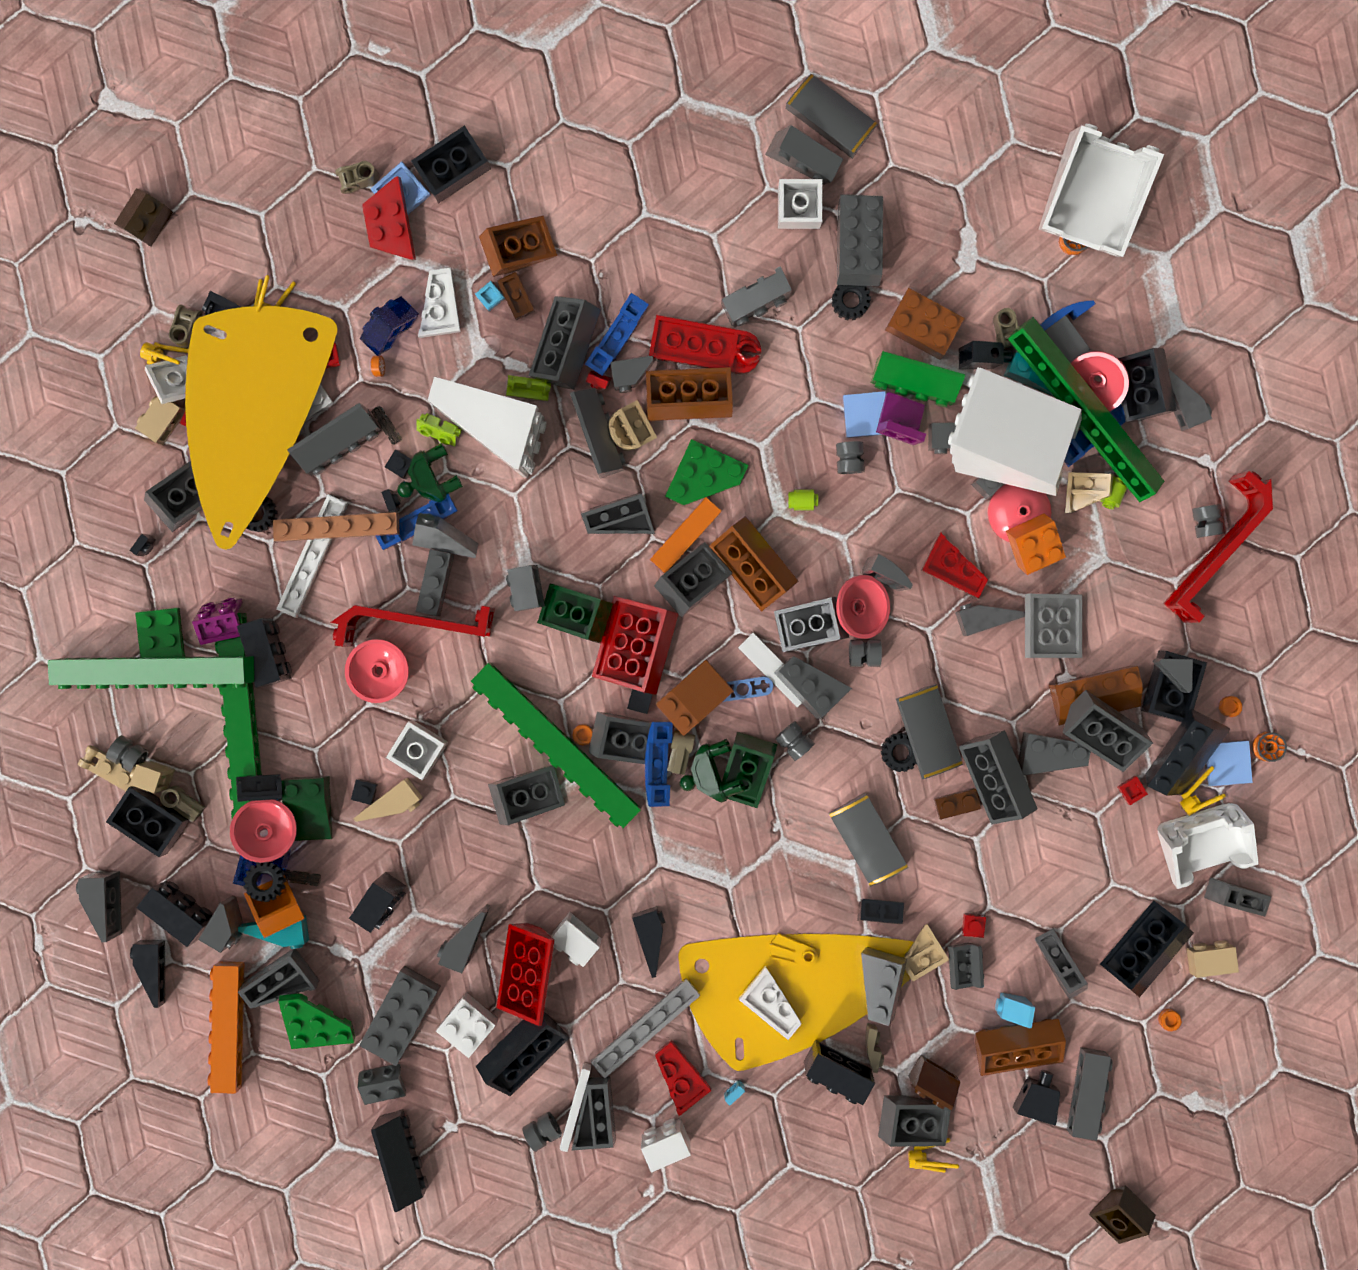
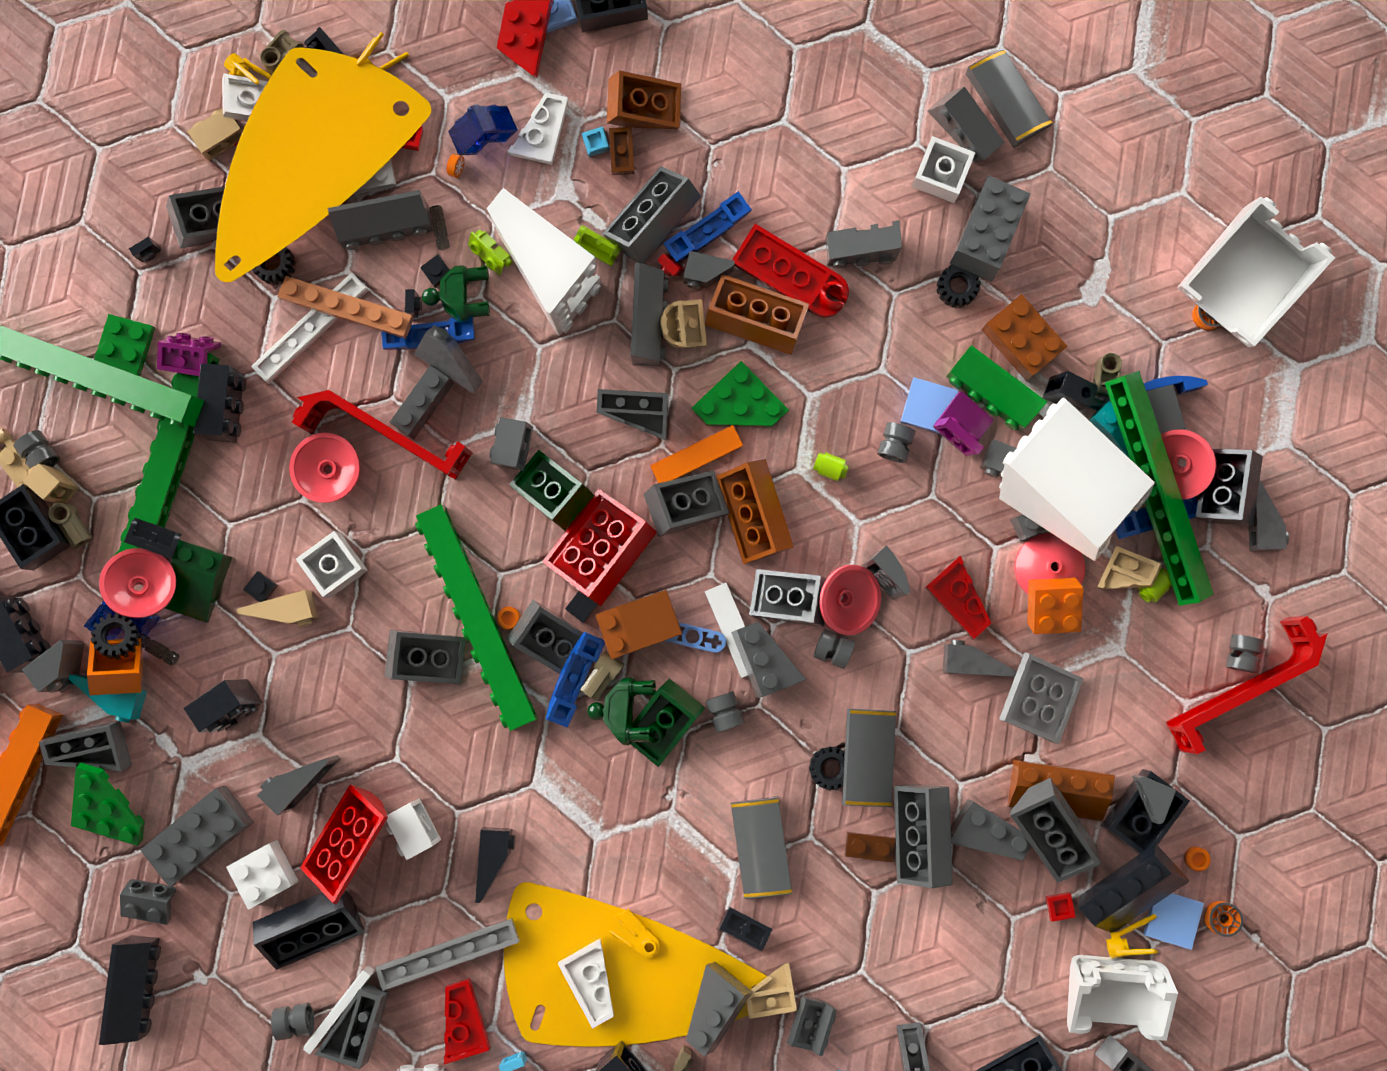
camera: 20 degrees right, 5 degrees down
(973, 925) = (837, 984): red plate -> none

